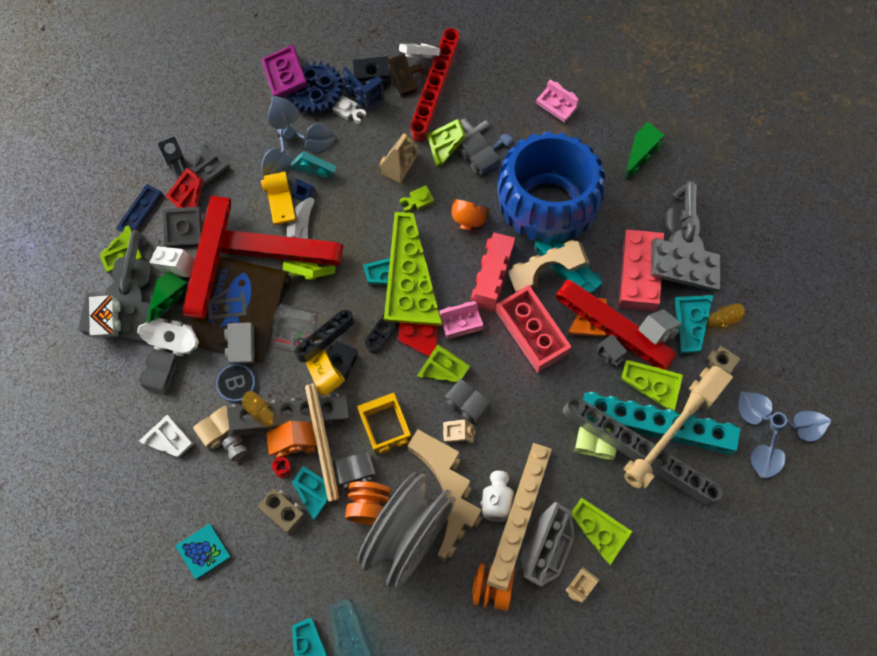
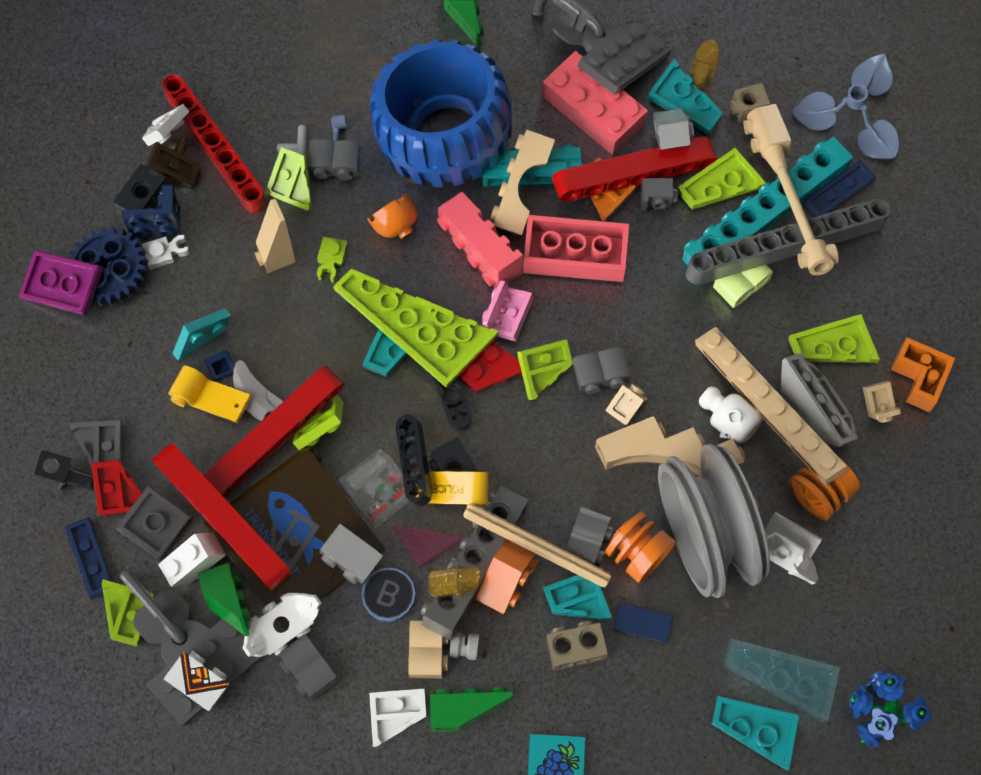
camera: 55 degrees left, 0 degrees up
(193, 473) = (459, 710): none -> green slope
(280, 116) = (127, 313): sand blue plant -> none
(281, 381) = (424, 544): none -> clear pink tile
(281, 461) = (532, 605): red bush -> none
(326, 541) = (642, 623): none -> dark blue tile
(379, 405) = (567, 449): yellow window -> none
(437, 593) = (792, 547): none -> white piece
(558, 101) = (340, 41): bright pink bracket -> none
(626, 601) = (928, 370): none -> orange brick
(711, 460) = (839, 189): none -> dark blue tile

